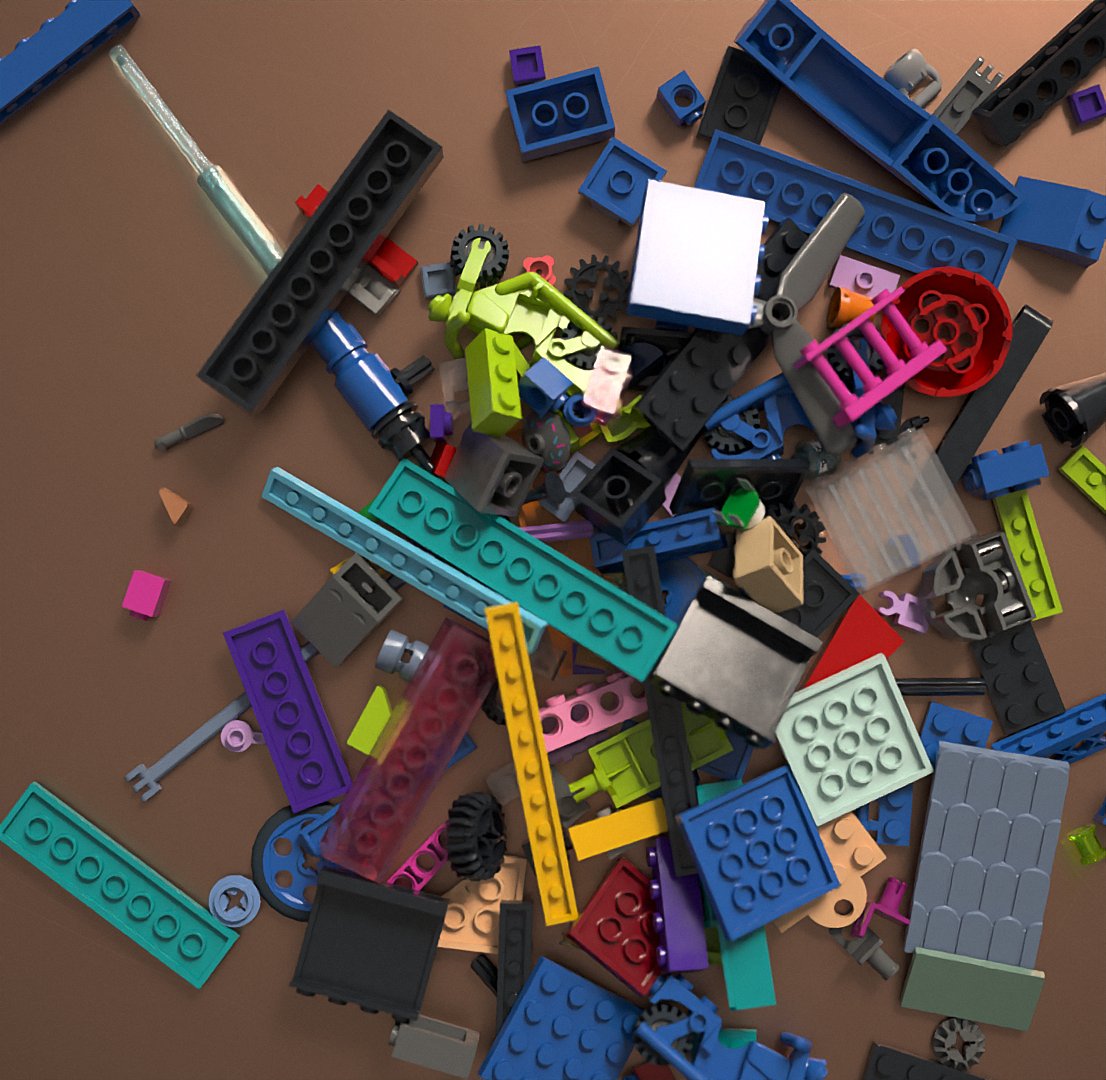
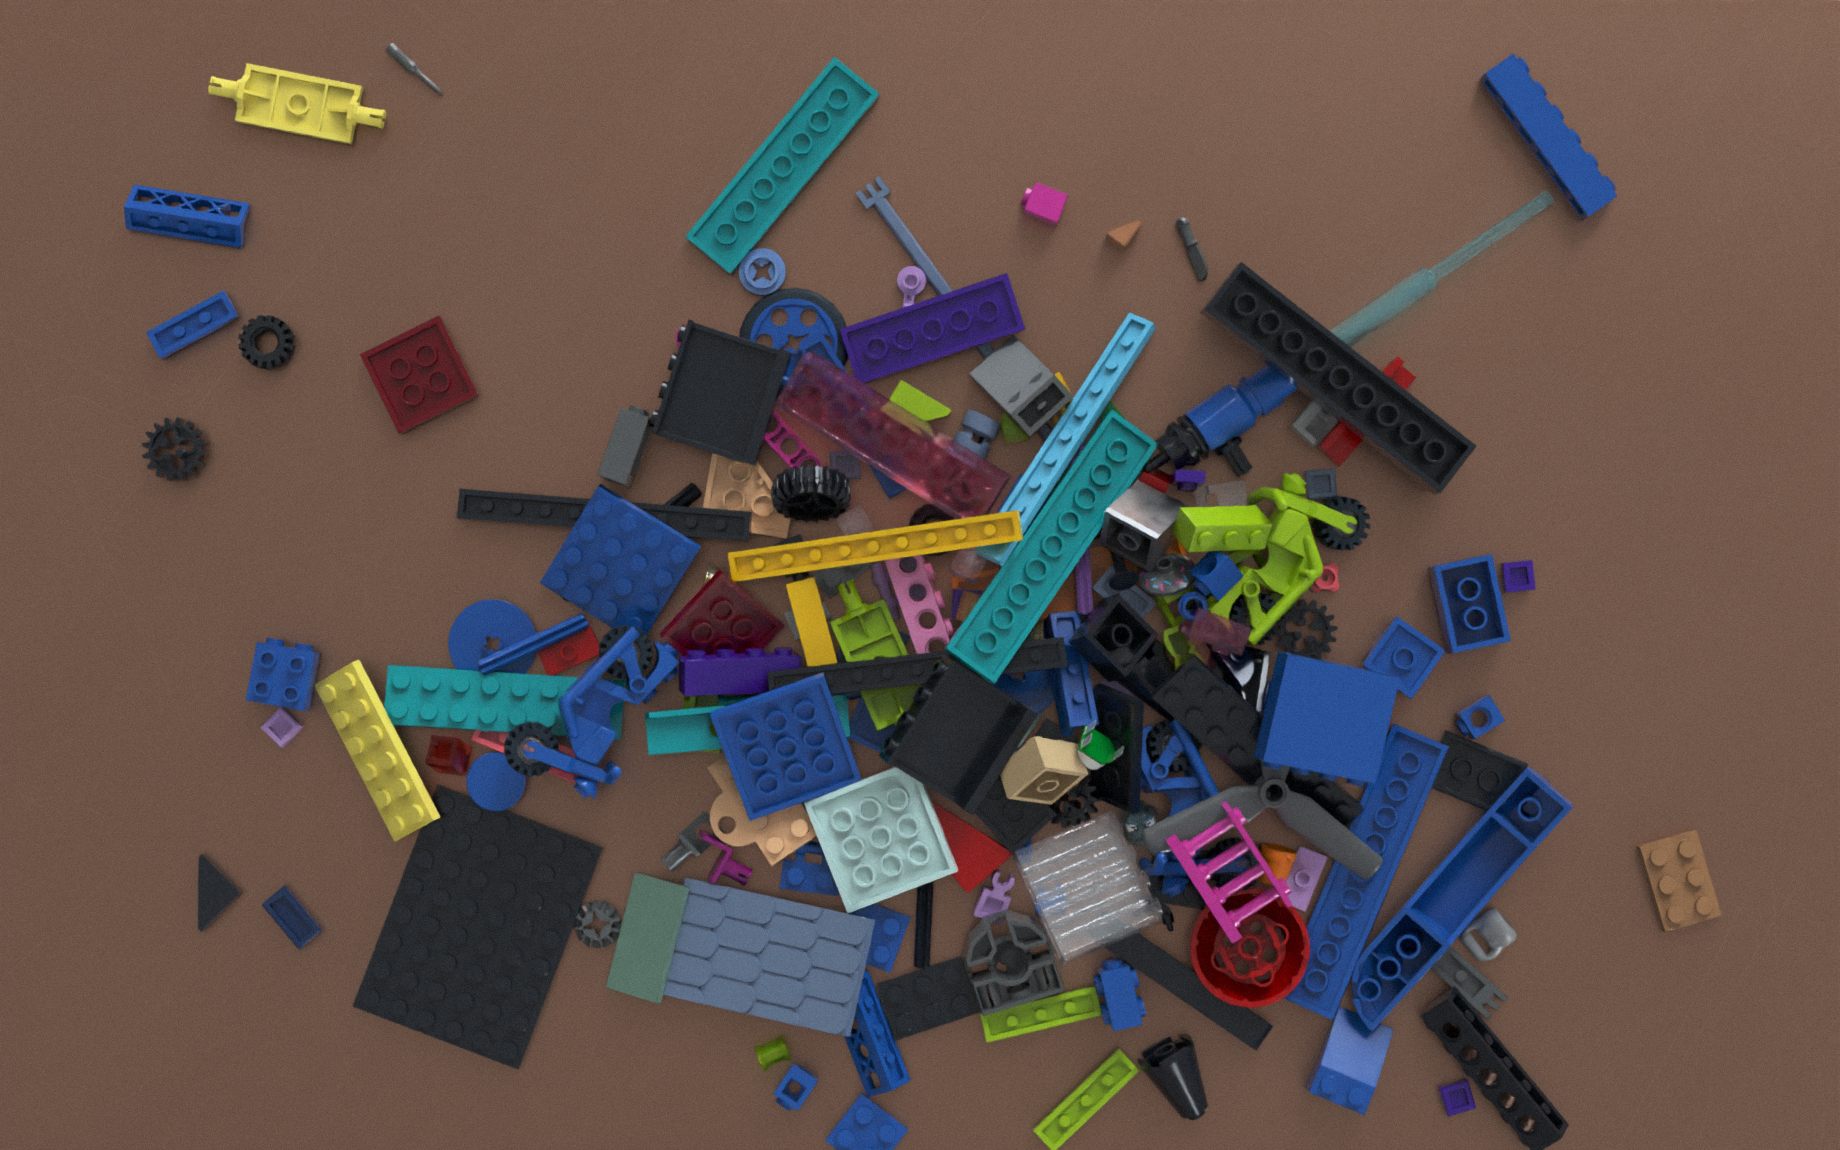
camera: 90 degrees right, 0 degrees up
(397, 618) = (1011, 432): none -> clear neon green slope
(442, 798) = (845, 463): none -> sand blue tile

